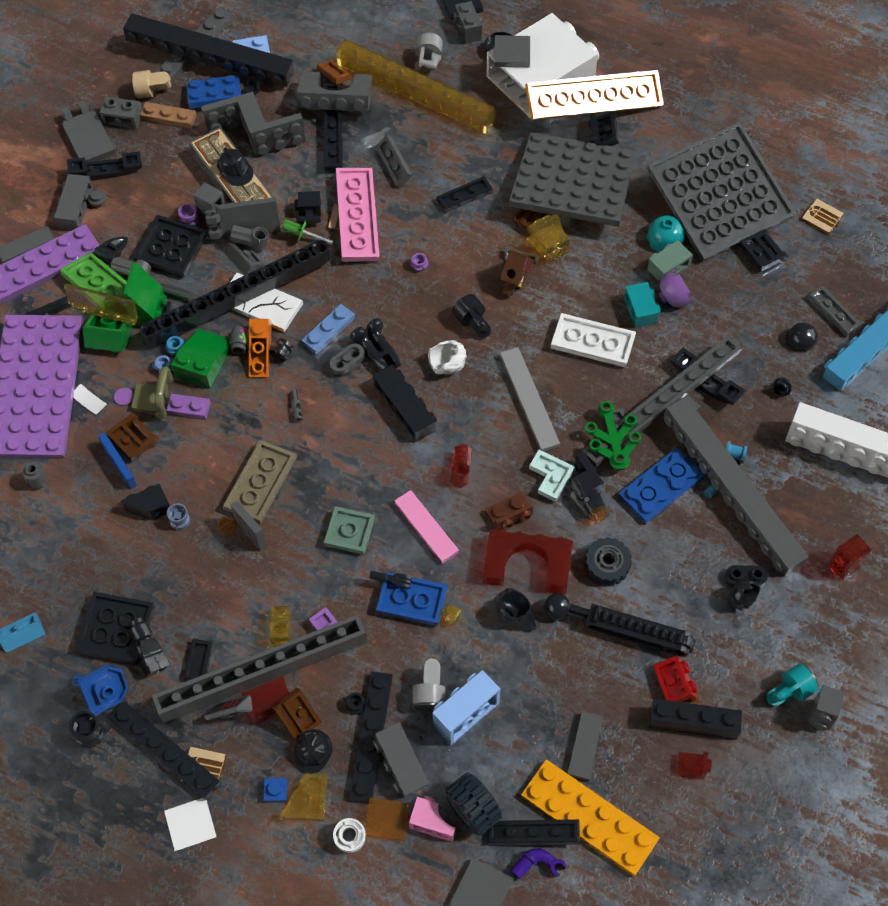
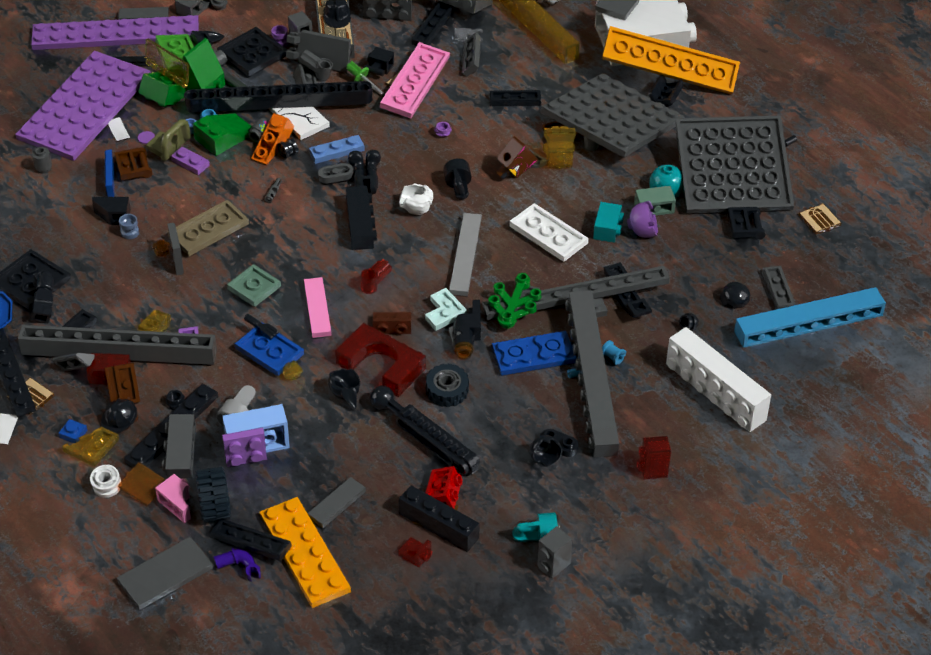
camera: 25 degrees right, 15 degrees down
(472, 727) = (244, 447): none -> medium lavender plate

